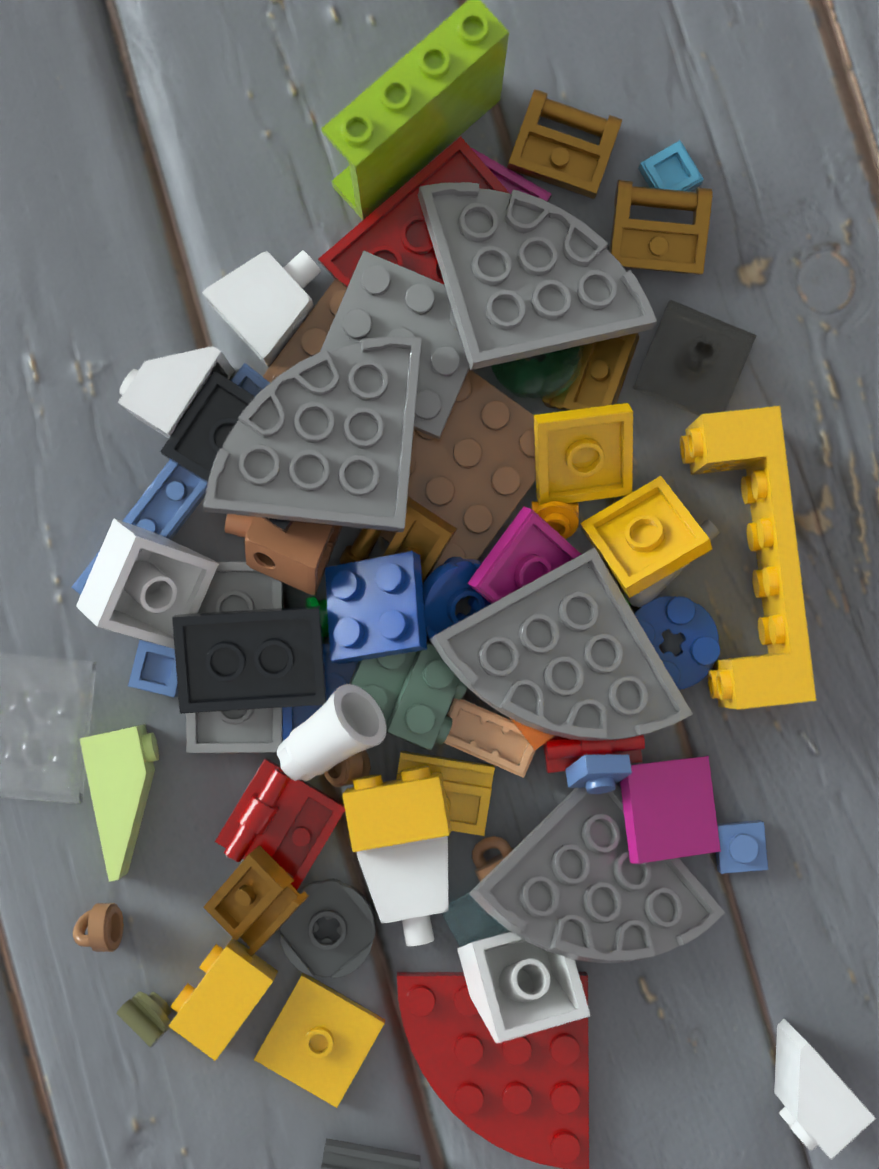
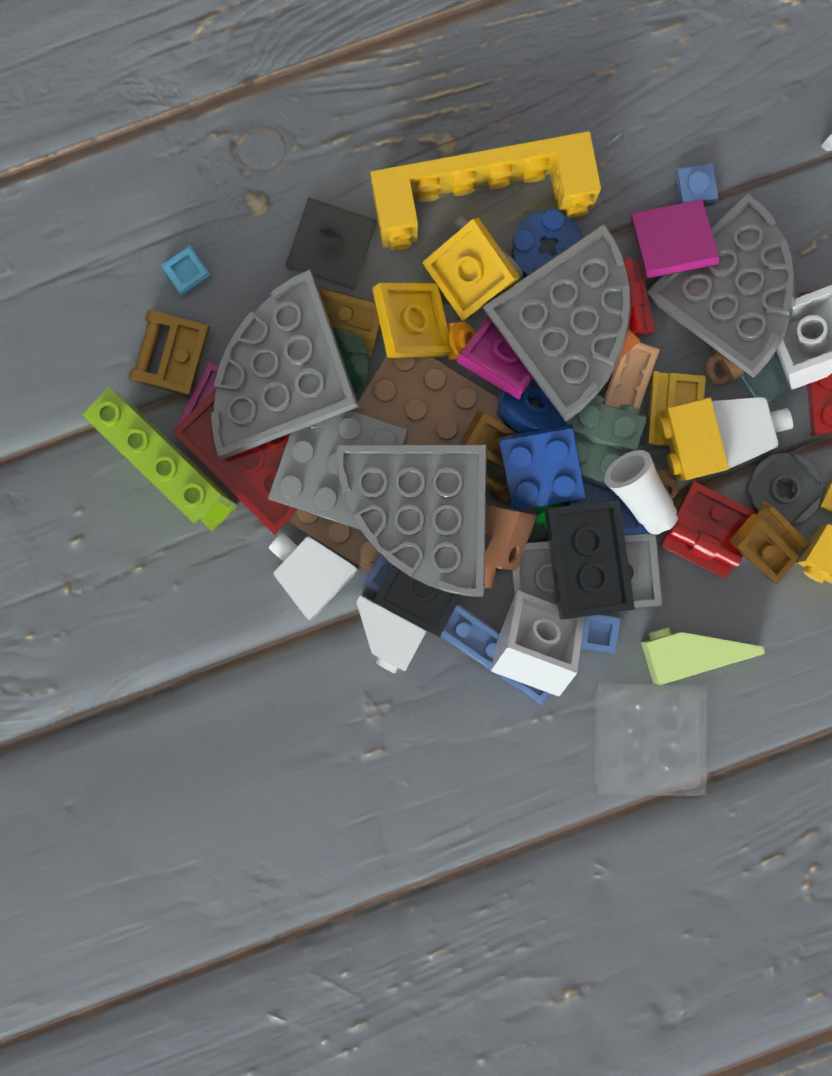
camera: 85 degrees left, 0 degrees up
(104, 928) = (797, 657): medium nougat tile -> none
(598, 772) = (653, 291): medium blue plate -> none
(657, 243) = (243, 275): pearl gold plate -> none

